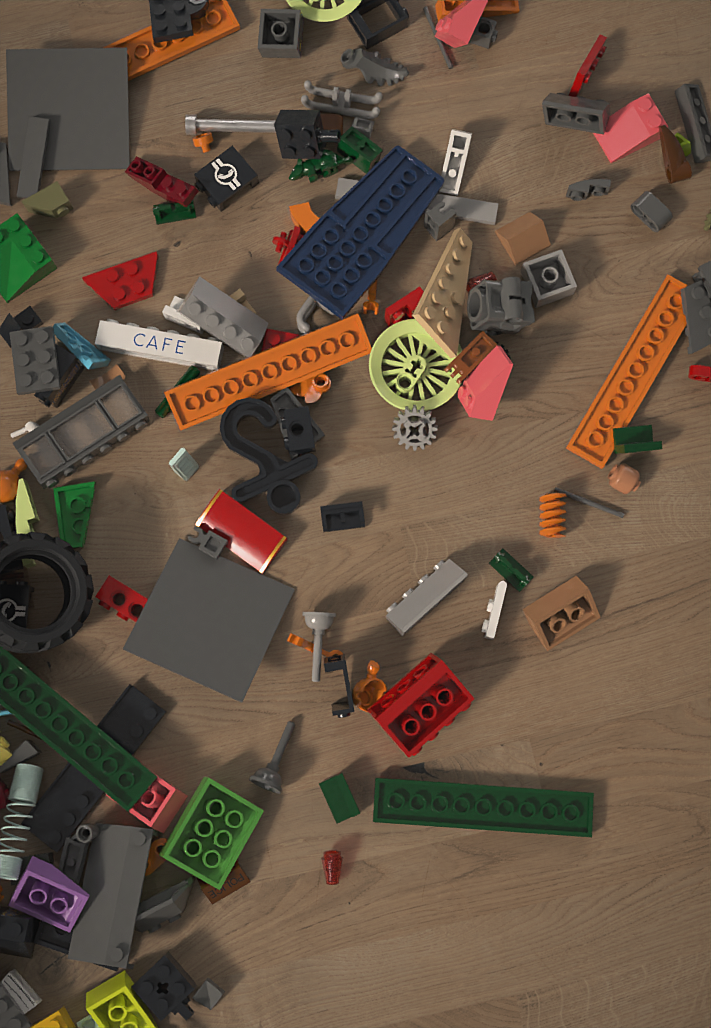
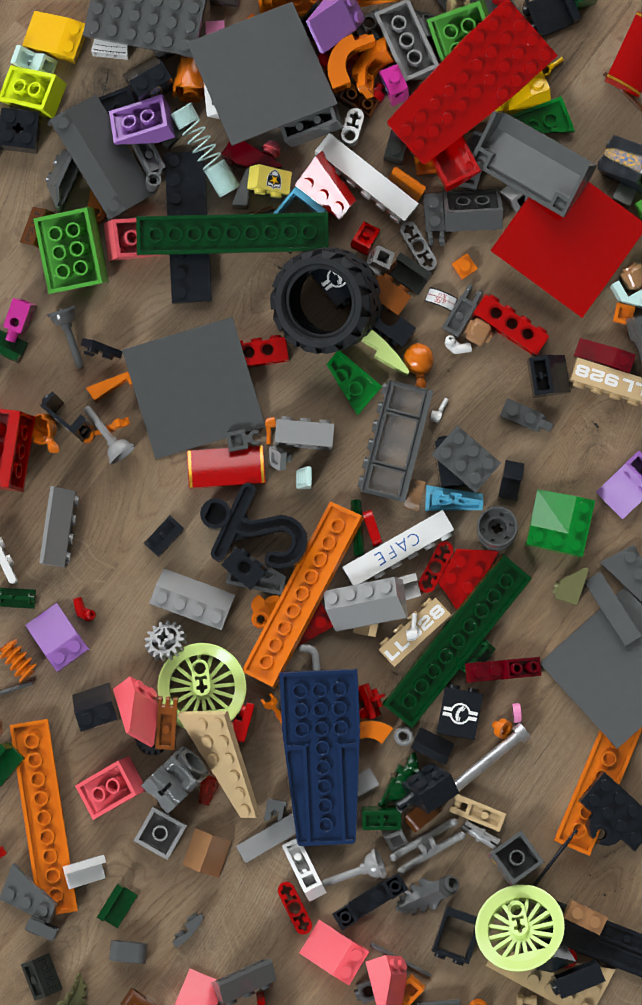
camera: 135 degrees right, 5 degrees up
(56, 284) = (495, 517): none -> dark grey wheel
(135, 303) = (433, 582): none -> red beam
(151, 500) = (304, 433): none -> light grey brick
(165, 379) = (372, 528): none -> red beam
(173, 537) = (269, 423): none -> orange hand
(177, 234) = (457, 640): none -> dark green plate
(181, 142) = (516, 712): none -> bright pink tile
(191, 500) = (278, 458): none -> light grey tile
(207, 263) = (412, 634): none -> white hand
(214, 268) = (427, 621): none -> tan brick
(225, 15) = (554, 859): none -> black piece
(263, 725) = (95, 347): none -> black plate
(271, 172) = (432, 745): none -> black panel
(277, 89) = (478, 812): none -> tan plate
(286, 193) = (409, 736): none -> light grey plate
(289, 686) = (105, 387): none -> orange slope
(292, 77) = (480, 834): none -> light grey pin
(300, 814) = (23, 312): none -> dark pink torso
(363, 444) = (192, 599): none -> light grey slope
(398, 119) = (372, 865): none -> light grey piece
(423, 98) = (369, 900): none -> black slope
(464, 511) = (83, 612): none -> red arm
(484, 80) = (334, 952): none -> coral slope
(486, 132) = (306, 918): none -> red beam
(503, 506) = (57, 637): none -> medium lavender slope
(520, 419) = (95, 707): none -> black slope
(559, 348) = (110, 787): none -> coral slope
(631, 255) = (117, 905): none -> dark green panel
(635, 300) = (84, 871): none -> white panel

